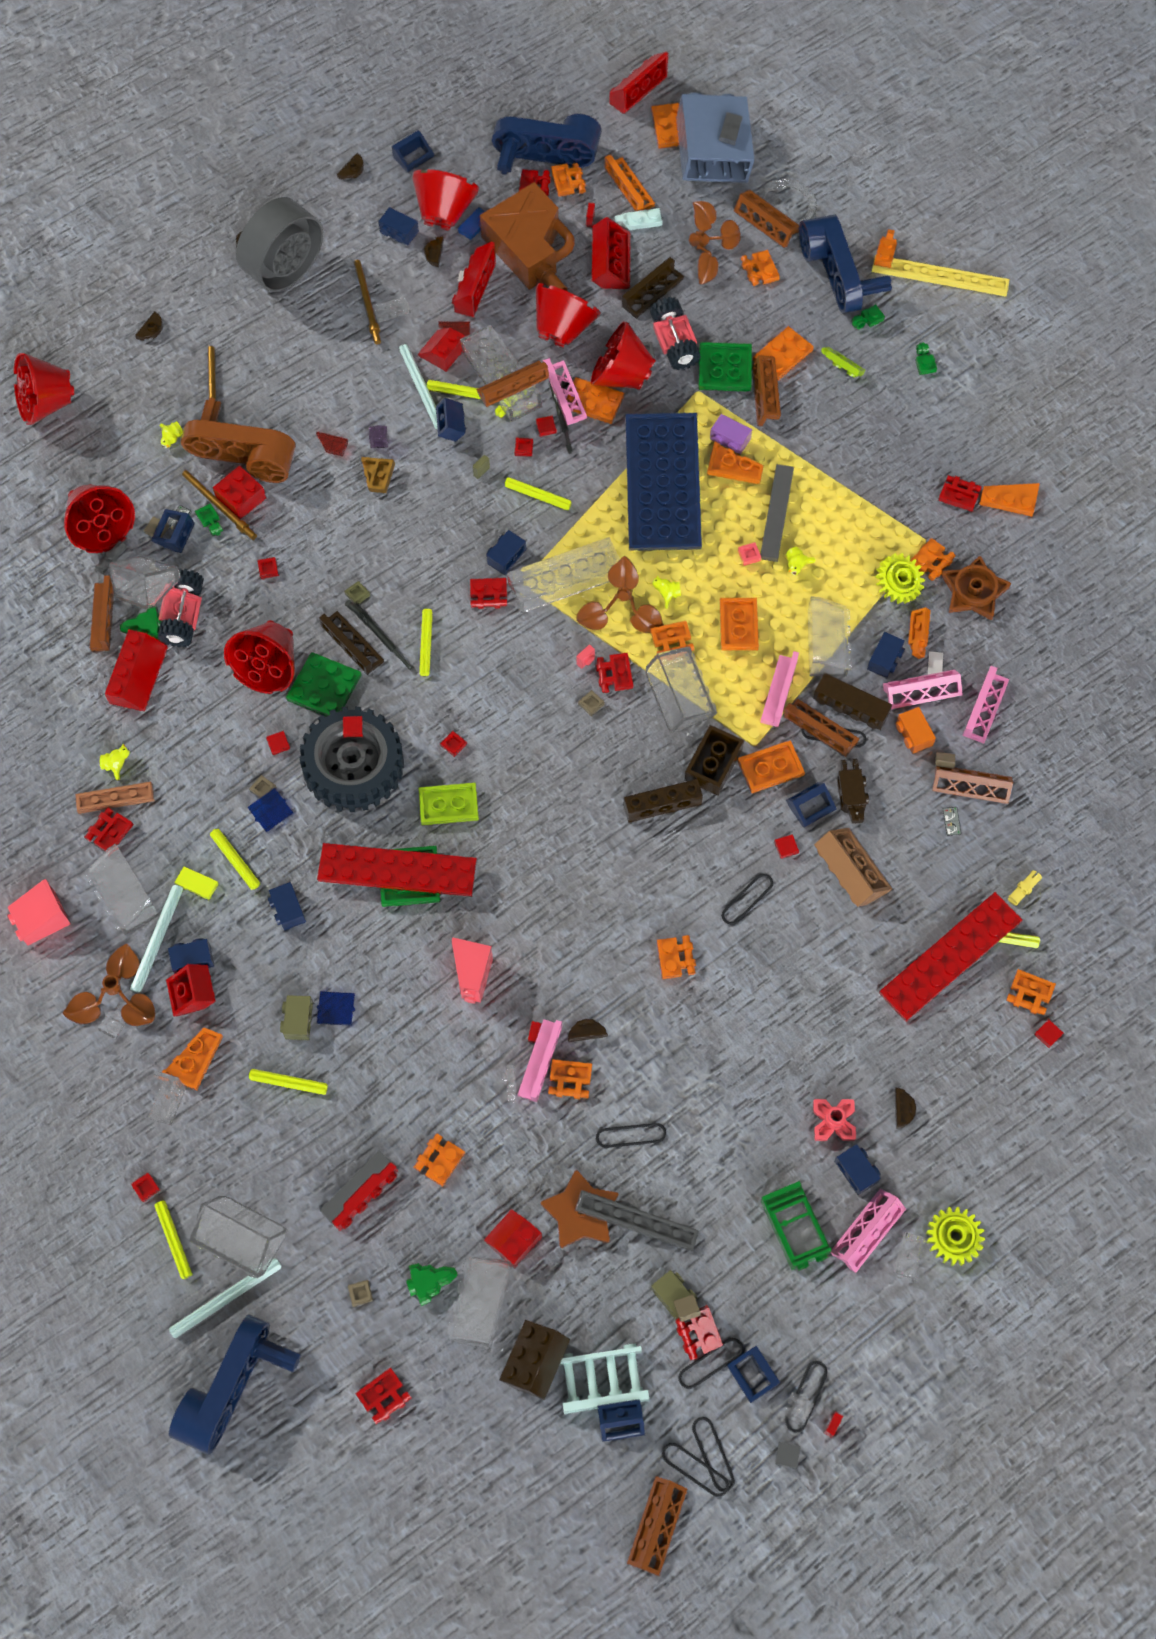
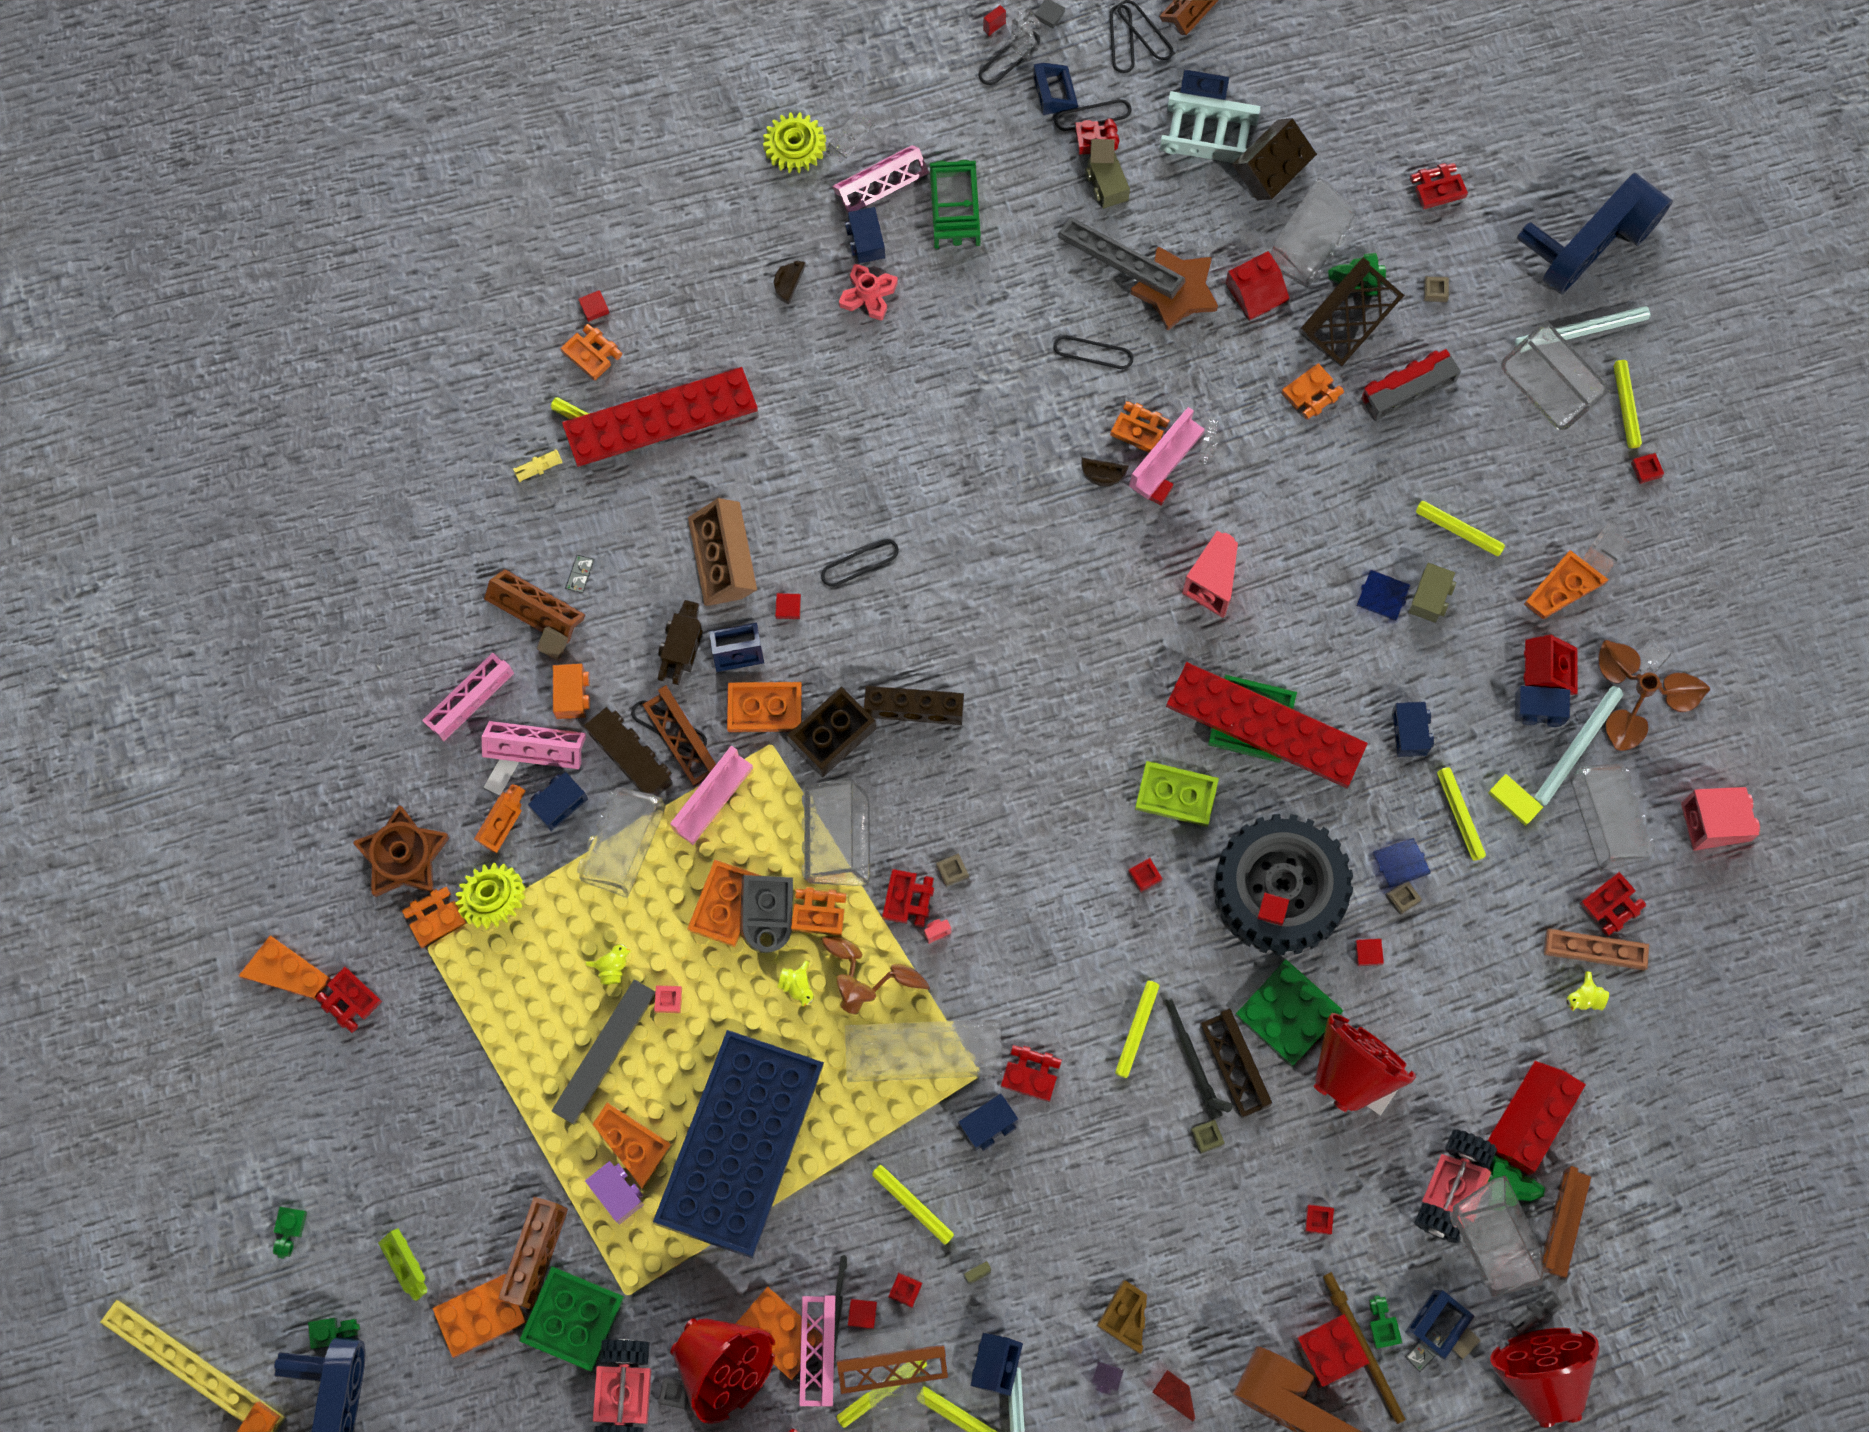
camera: 160 degrees left, 5 degrees up
(442, 1244) = (1333, 302): none -> dark brown fence
(669, 957) = (978, 521): orange plate -> none
(708, 627) = (766, 909): none -> dark grey tile

